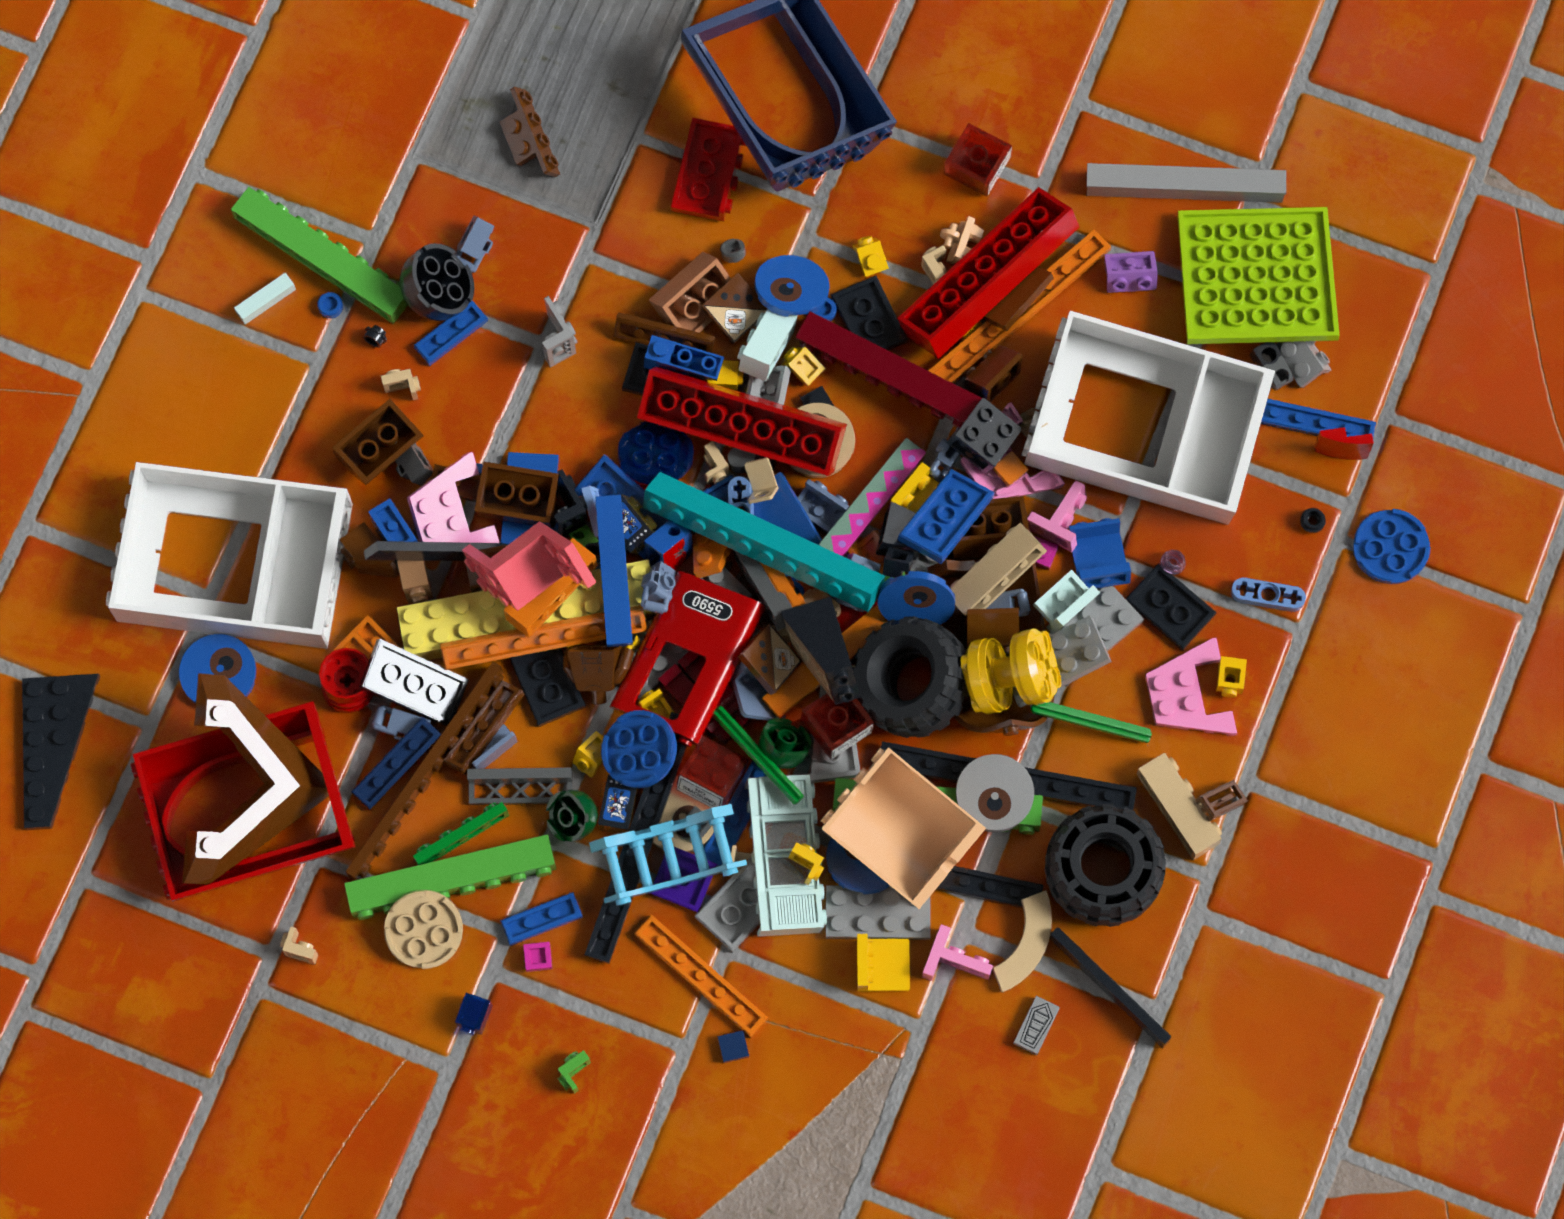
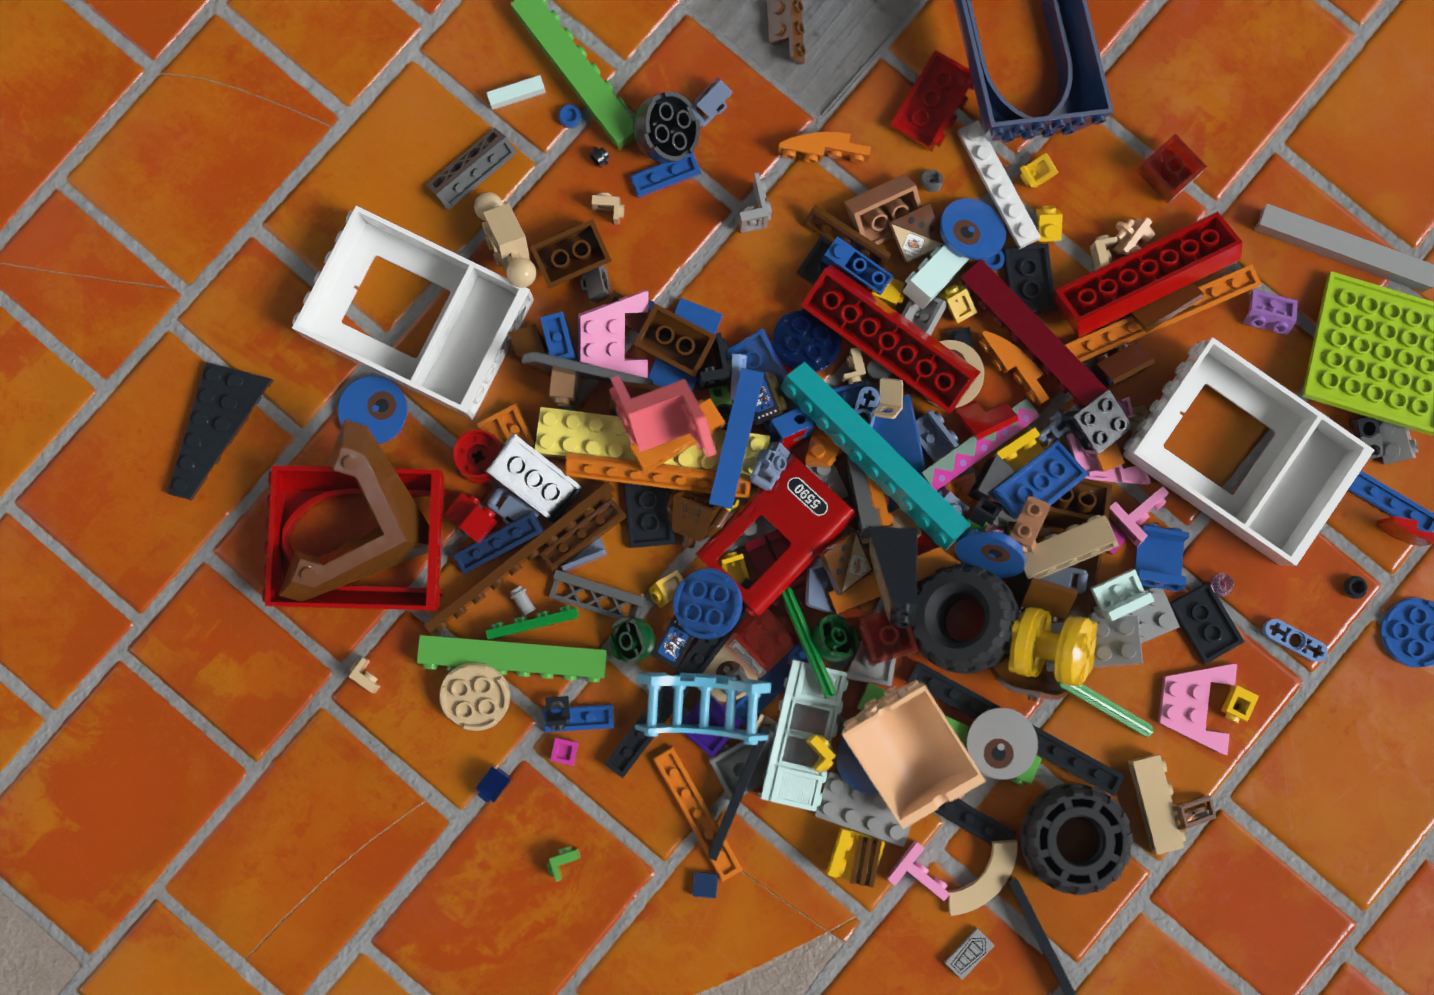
camera: 15 degrees right, 10 degrees up
(244, 391) = (473, 169): none -> dark grey fence
(304, 447) = (505, 239): none -> tan brick
(360, 744) = (470, 517): none -> red brick
(441, 815) = (522, 600): none -> light grey pin
(520, 925) = (557, 722): none -> black bracket
(598, 253) = (814, 145): none -> orange slope
(736, 937) = (737, 795): none -> black tile
(804, 233) = (998, 185): none -> white plate
(841, 206) = (1038, 171): none -> yellow bracket
(867, 476) = (985, 423): none -> red tile
(874, 403) = (1009, 357): none -> orange slope
(891, 942) = (861, 881): none -> reddish brown tile
(945, 556) = (1029, 523): none -> nougat bracket

